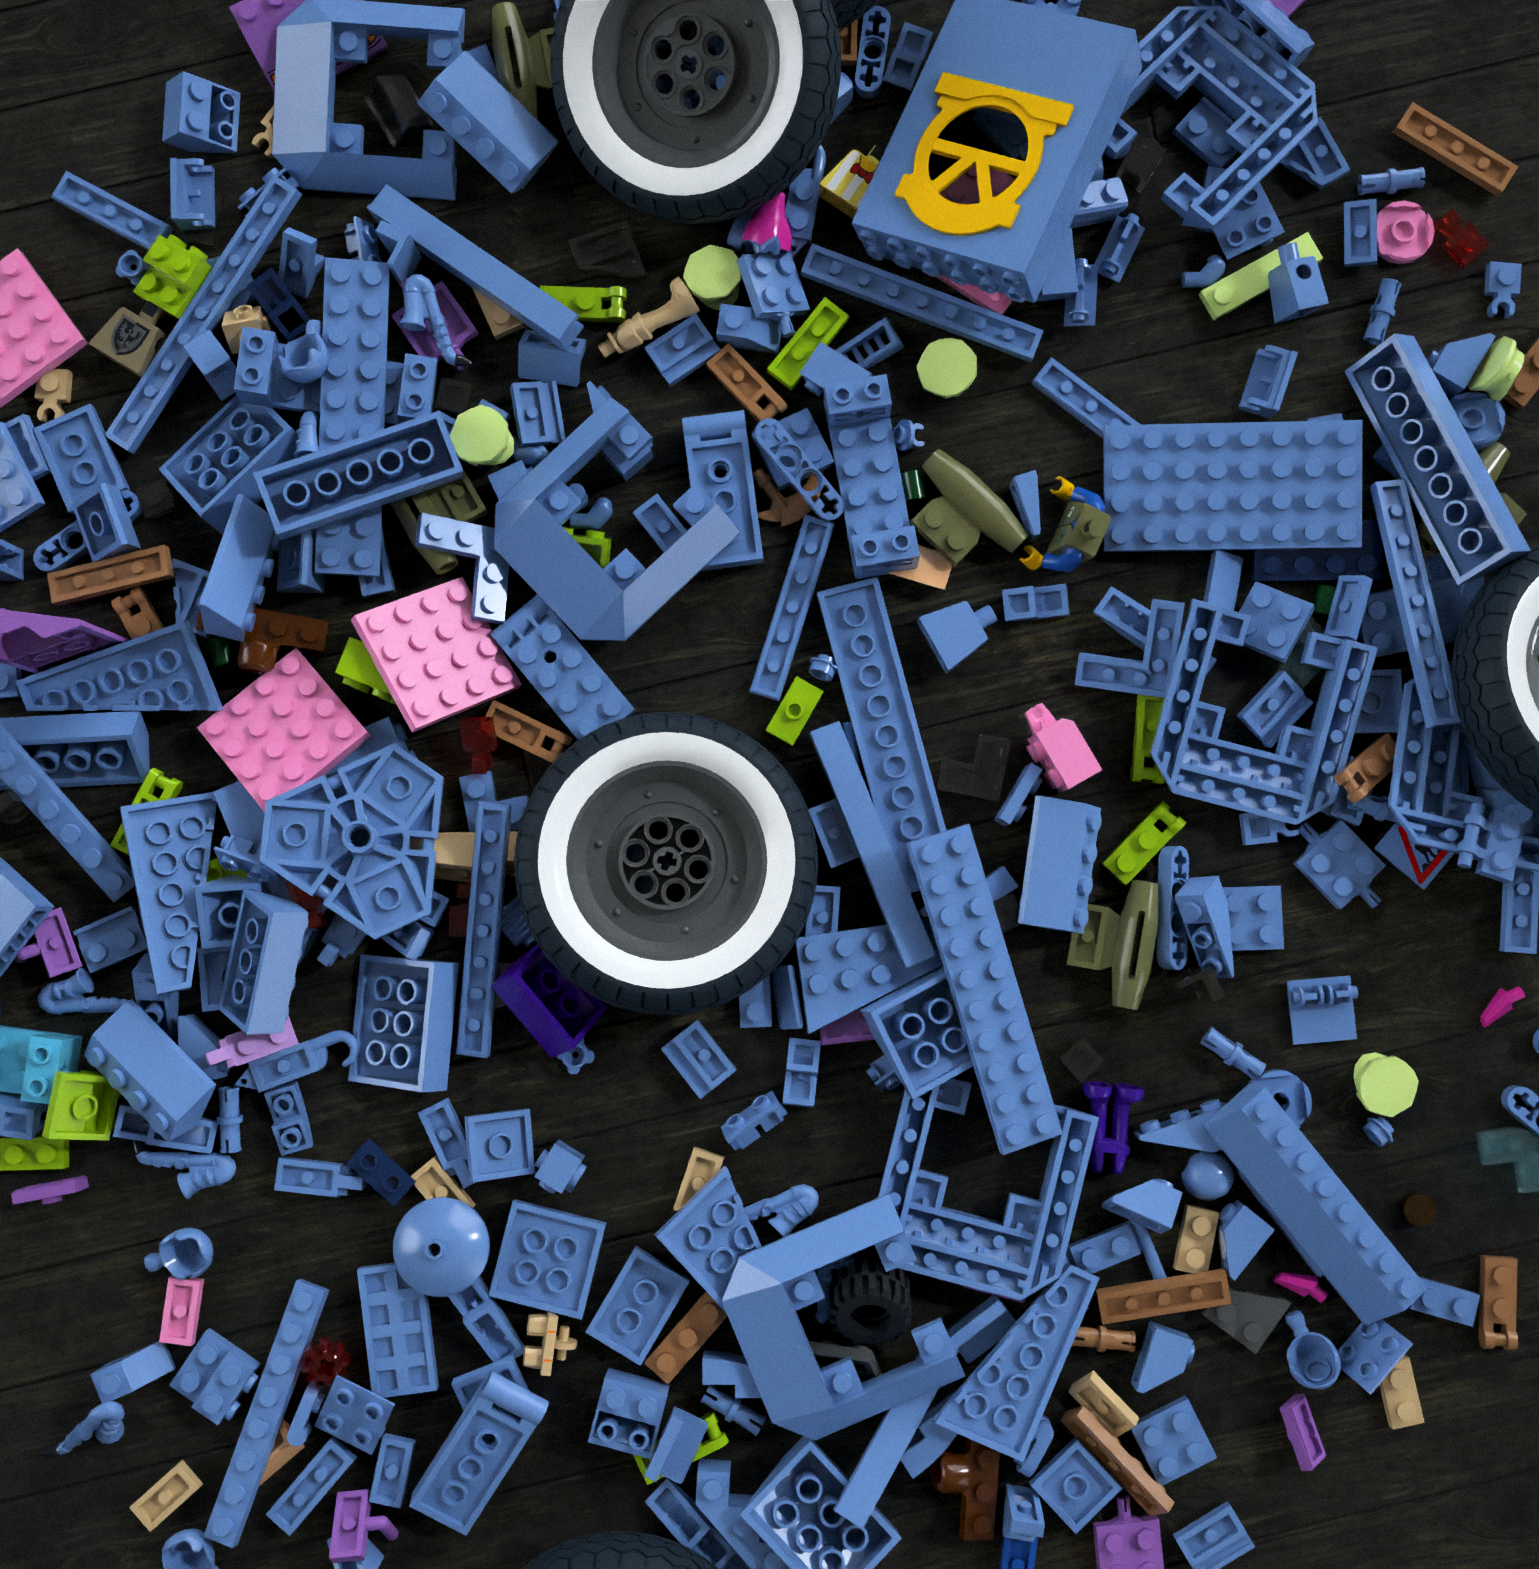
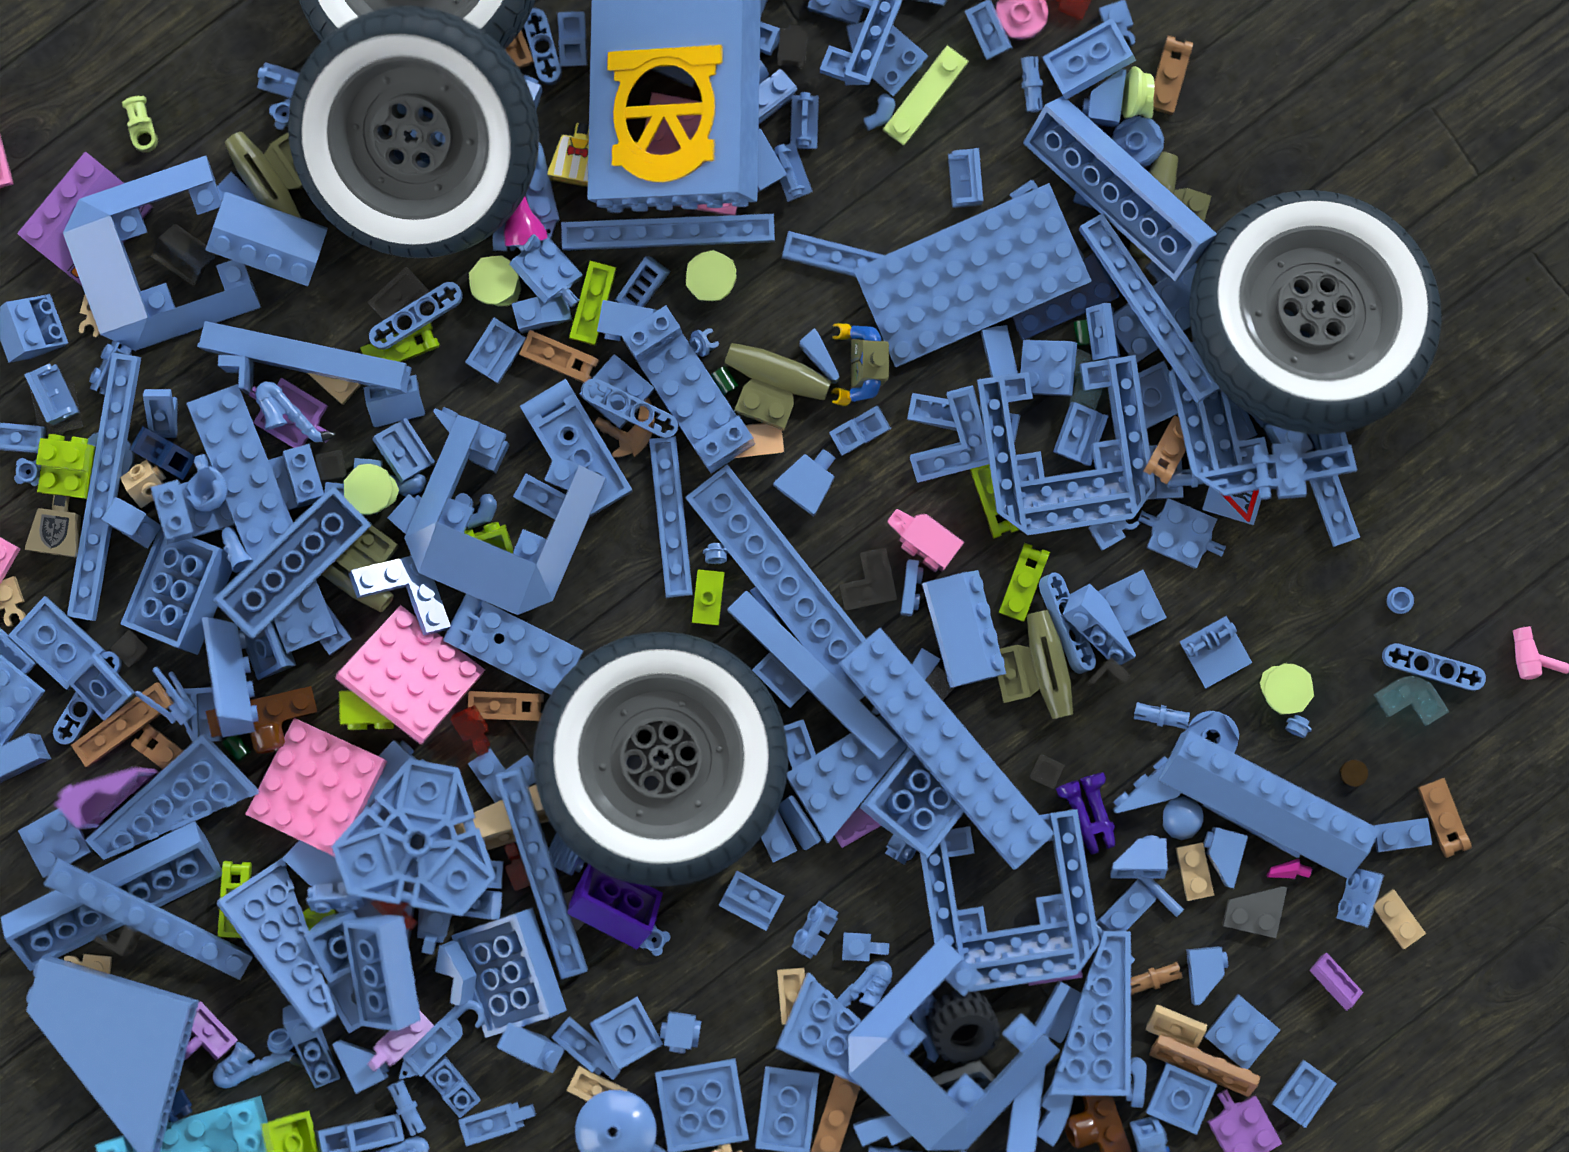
camera: 30 degrees left, 0 degrees up
(111, 939) = (251, 1009): medium blue plate -> none
(122, 988) = (279, 1041): none -> medium blue plate
(150, 1071) = (331, 1093): medium blue slope -> none
(176, 584) = (181, 709): none -> medium blue plant
(349, 988) = (454, 963): none -> medium blue slope
(362, 239) = (201, 371): medium blue hinge -> none
(381, 1172) = (543, 1094): dark blue hinge -> none
(389, 1115) = (531, 1047): none -> medium blue slope
(613, 280) = (417, 318): none -> medium blue beam
(640, 327) = (455, 347): tan piece -> none
(794, 1161) = (859, 946): none -> medium blue plate
(801, 1072) = (835, 876): medium blue slope -> none
(1163, 1296) = (1186, 925): medium nougat plate -> none
(1295, 285) = (959, 103): medium blue torso -> none
(1311, 1355) = (1317, 920): medium blue hair -> none
(1459, 308) = (1089, 58): none -> medium blue plate
(1500, 1005) = (1351, 588): dark pink bar -> none

